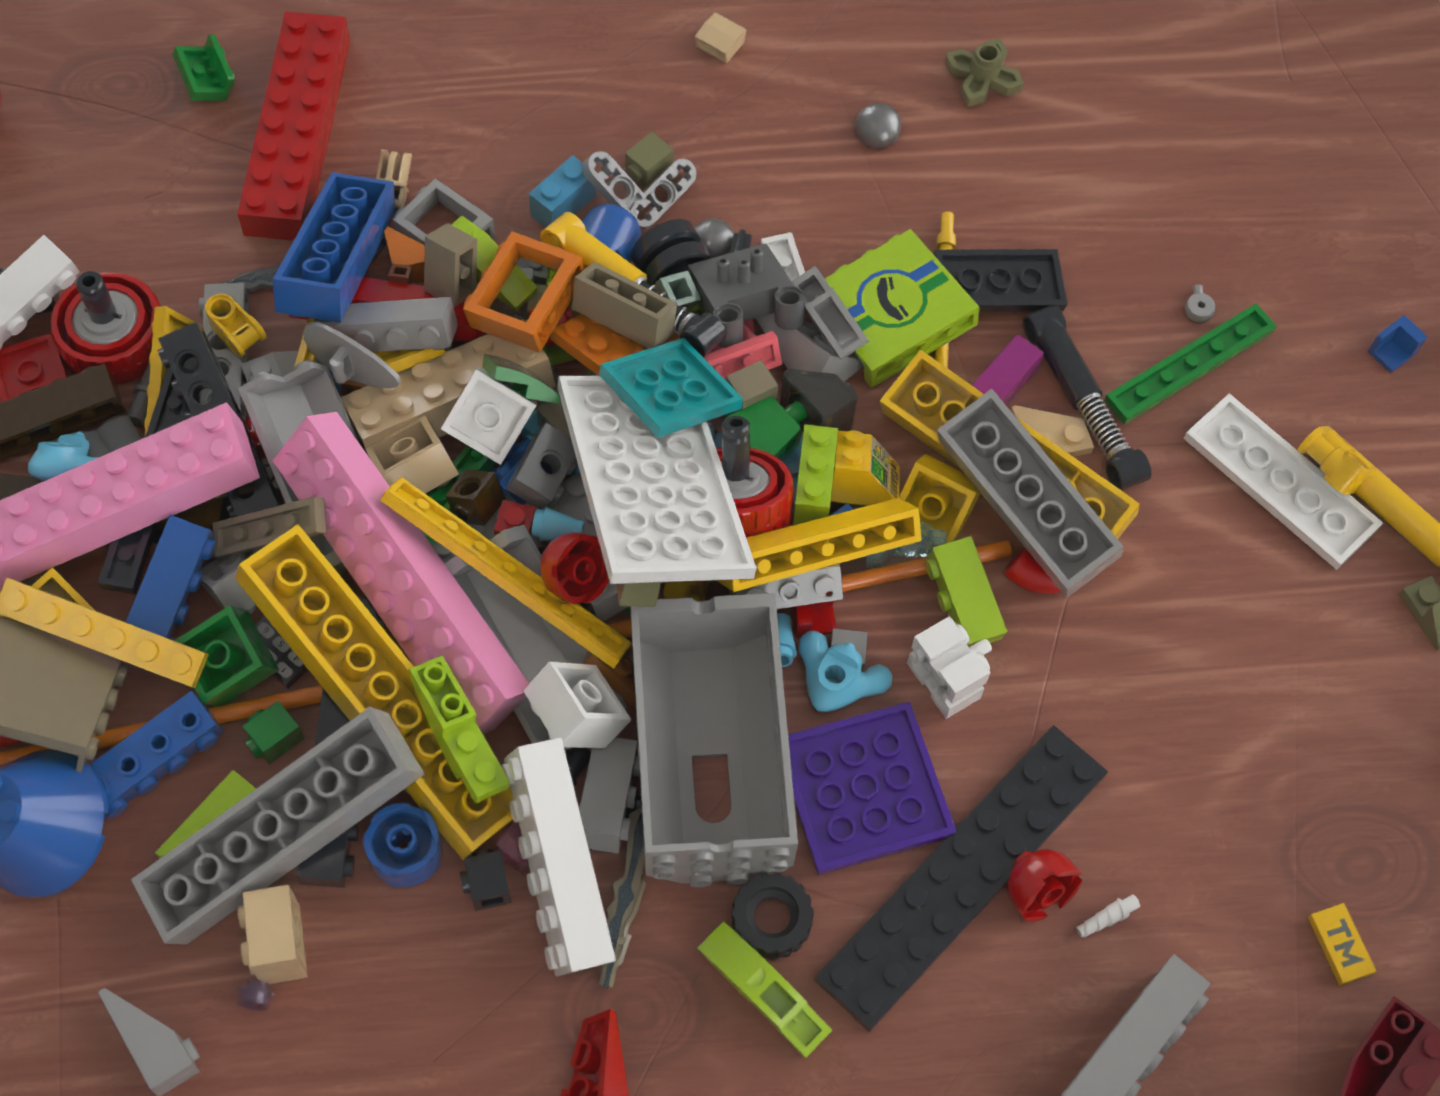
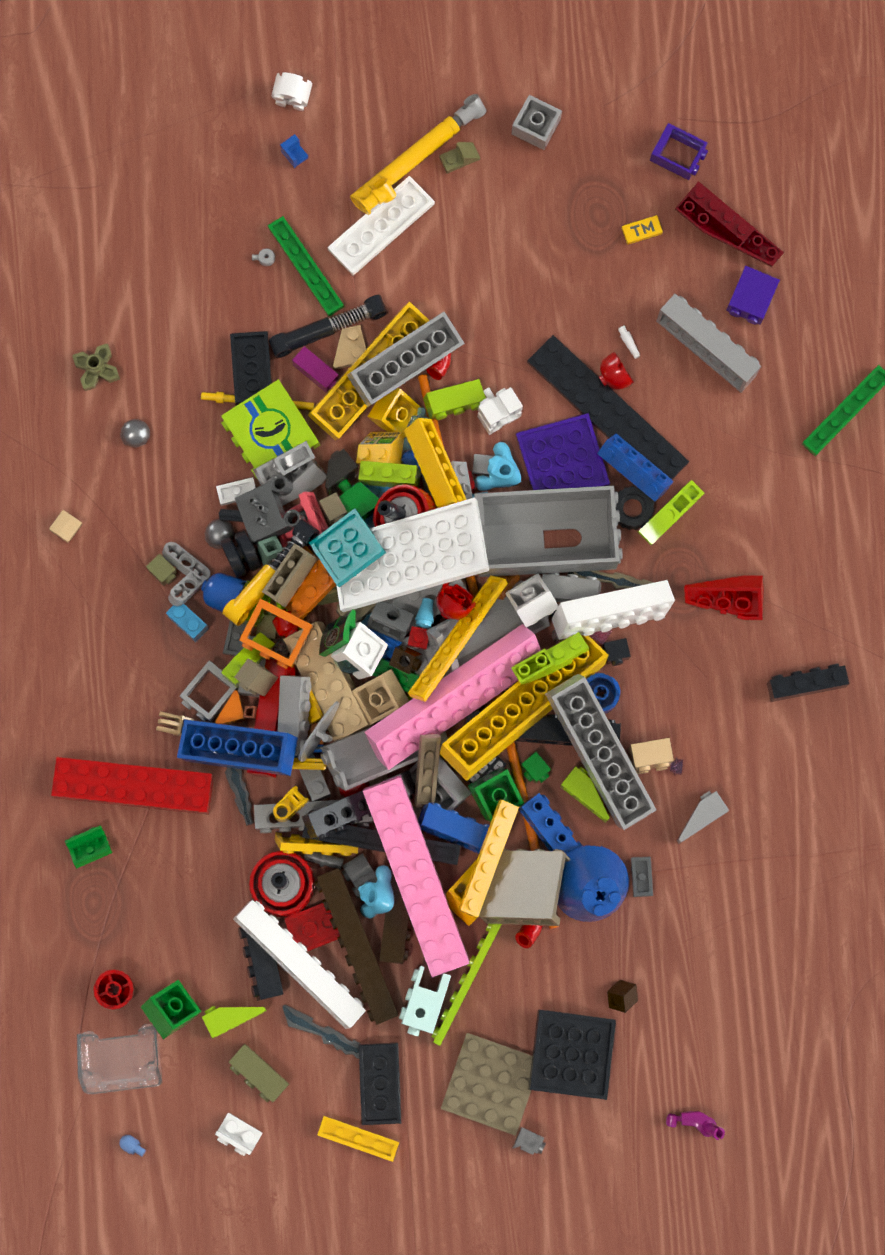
camera: 90 degrees left, 15 degrees up
(46, 924) = (641, 876): none -> dark grey plate
(850, 916) = (635, 467): none -> blue brick

